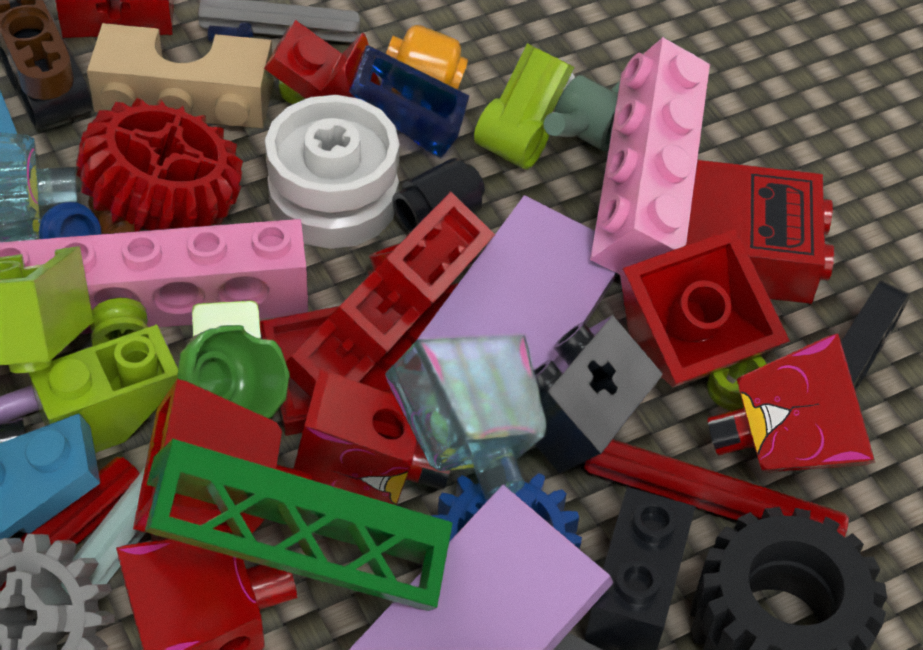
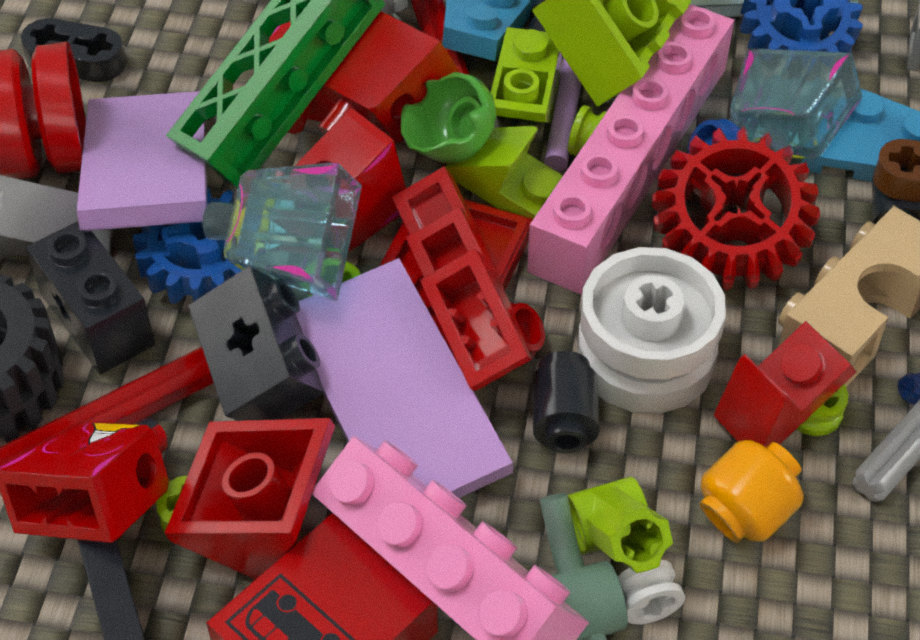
camera: 130 degrees right, 0 degrees up
(426, 107) = (679, 411): clear blue slope -> none

